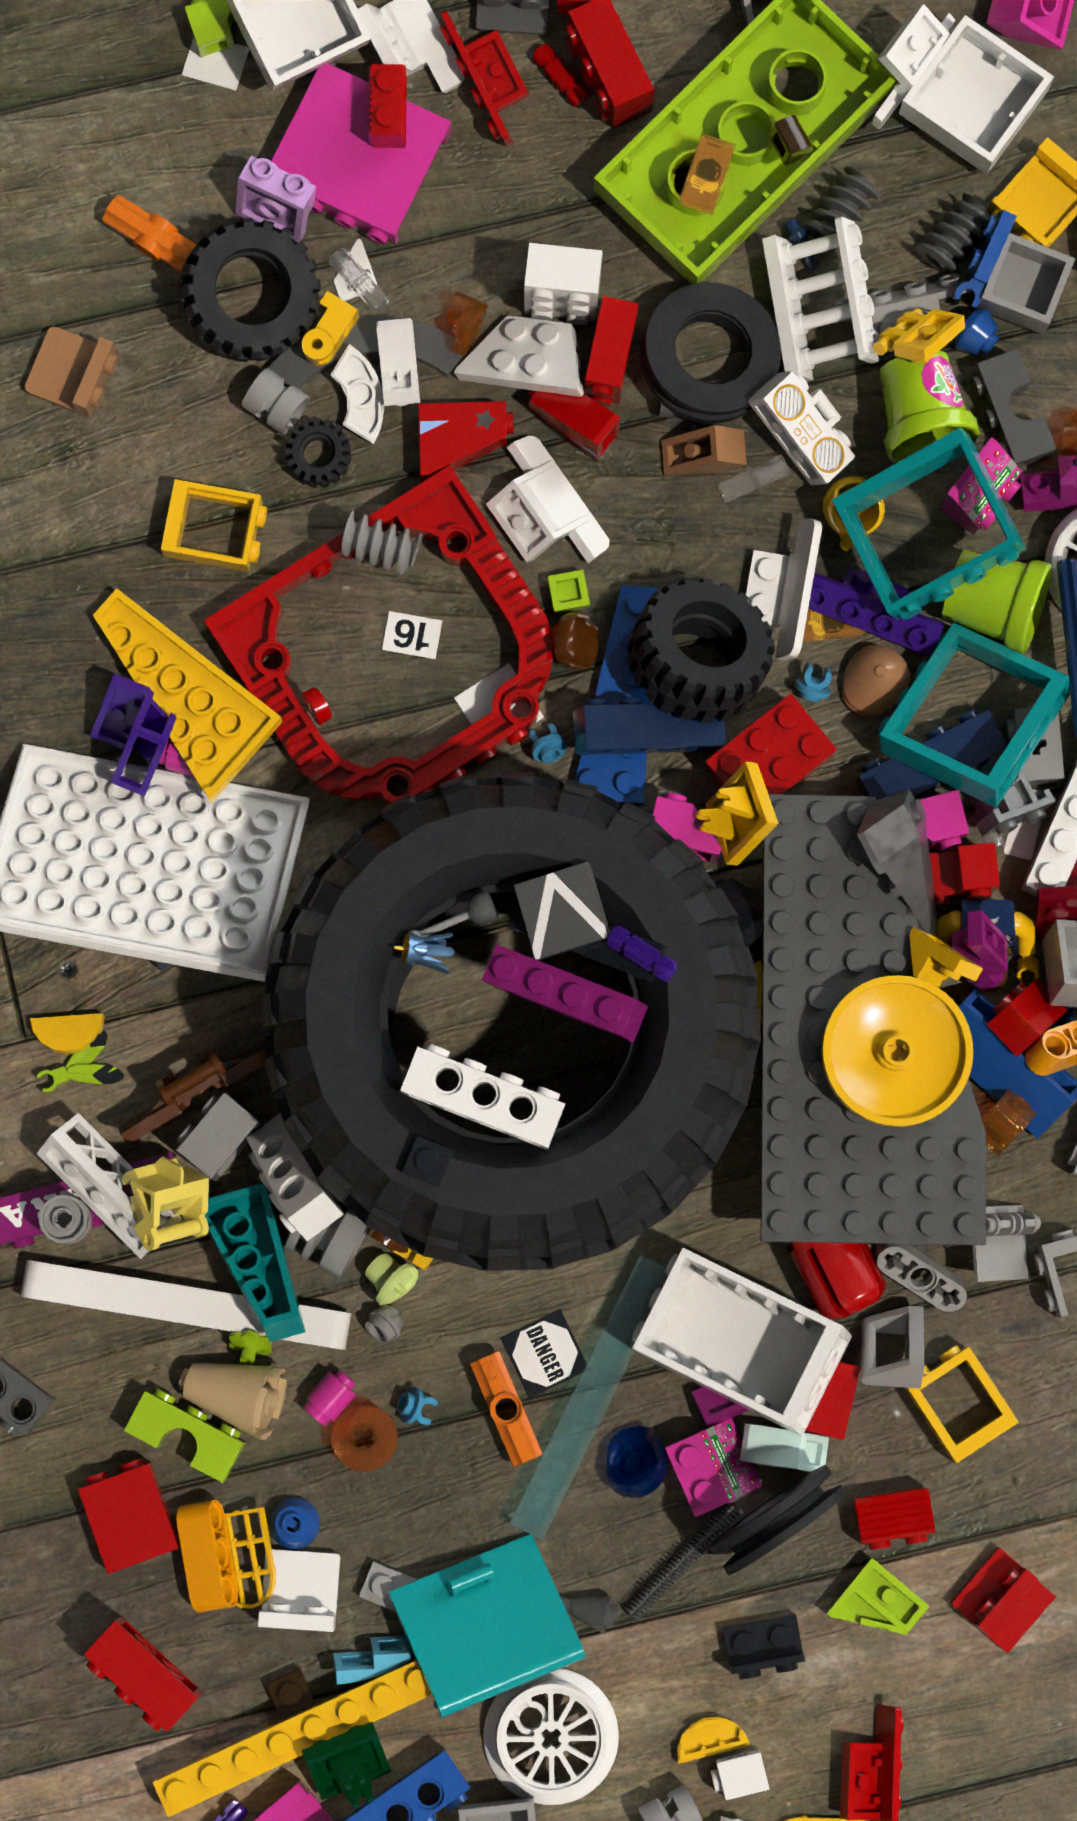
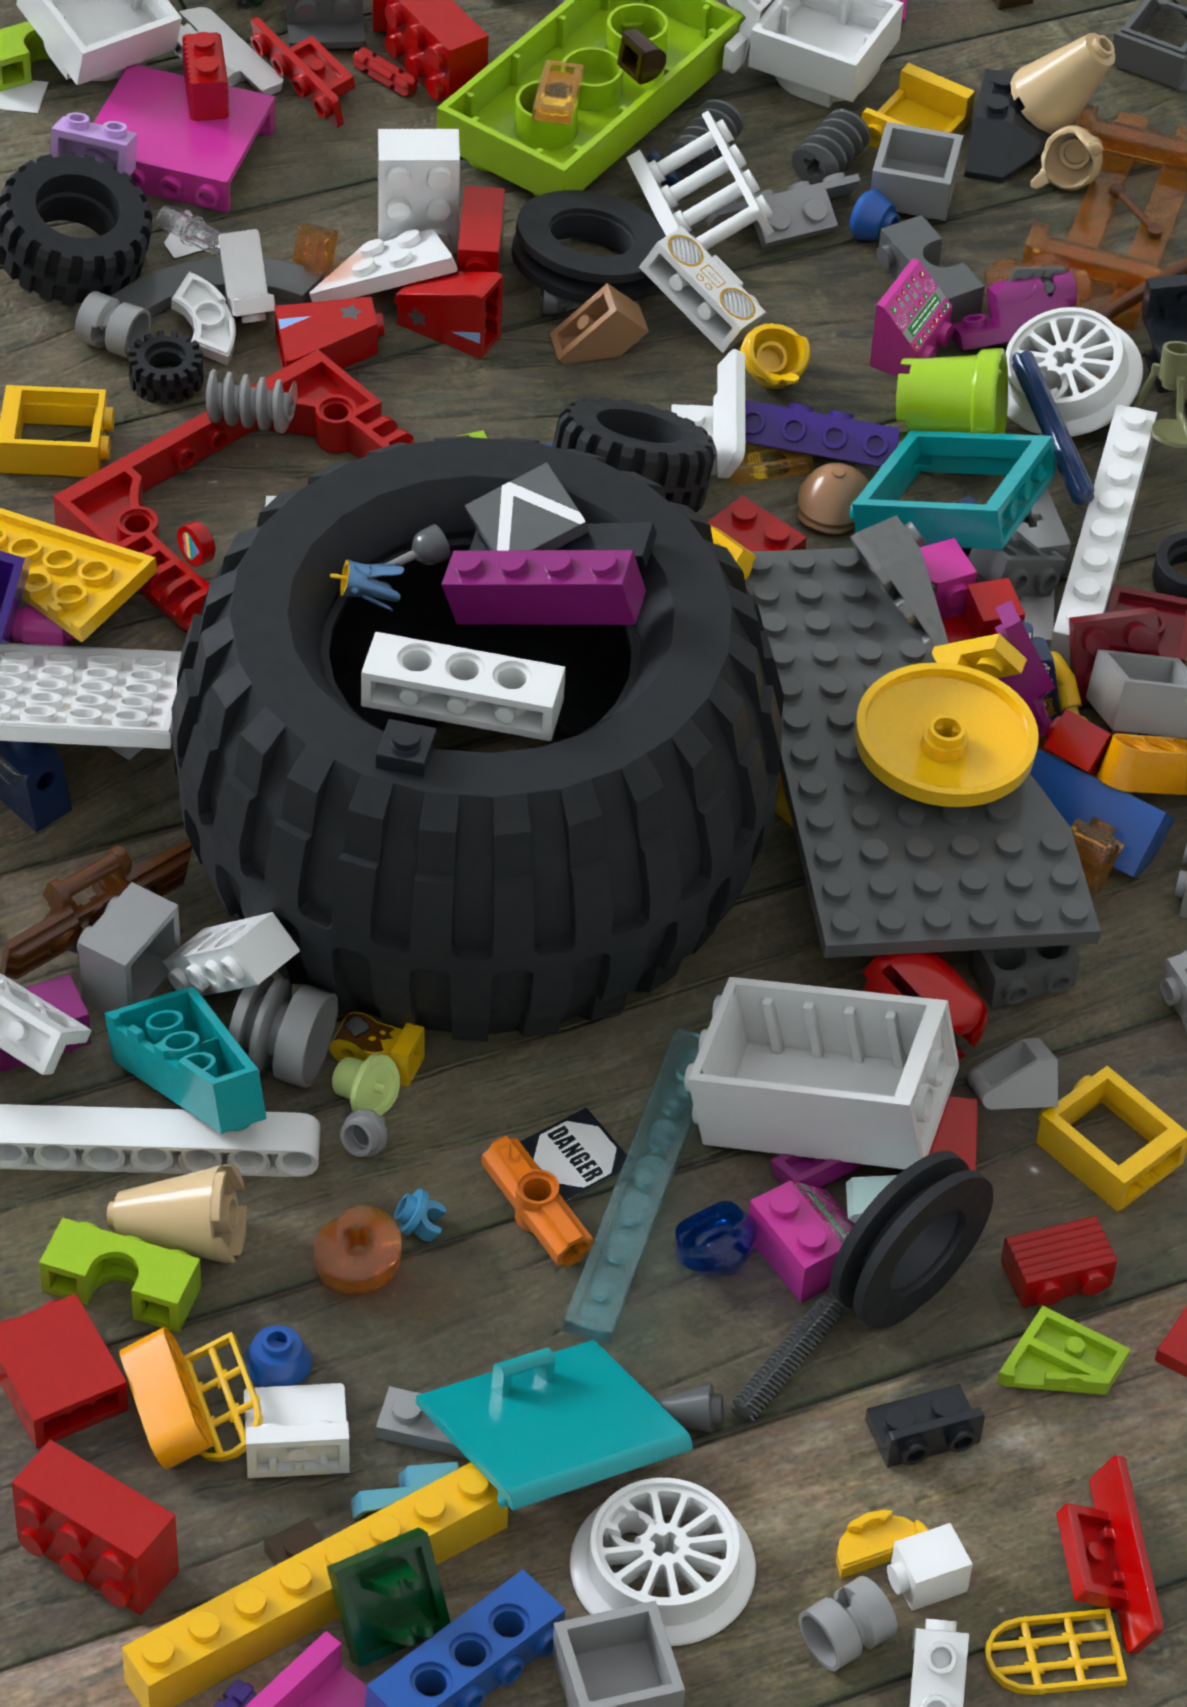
camera: 10 degrees left, 35 degrees down
(164, 1188) = (87, 981): light yellow piece -> none
(250, 1345) = (192, 1157): lime plant -> none
(325, 340) = (168, 262): yellow leg -> none
(330, 1397) = (305, 1213): dark pink brick -> none
(544, 506) = (422, 390): white plate -> none
(642, 953) = (629, 526): dark purple axle -> none
(753, 479) = (659, 350): clear axle -> none
(814, 688) = (771, 505): dark azure plate -> none
(902, 475) = (837, 285): teal window -> none
(920, 335) = (812, 191): yellow plate -> none
(922, 405) = (835, 266): lime piece -> none
(927, 1288) = (1064, 1012): light grey beam -> none
(984, 260) = (866, 147): blue plate -> none
(1005, 1248) = (1118, 964): light grey hinge -> none

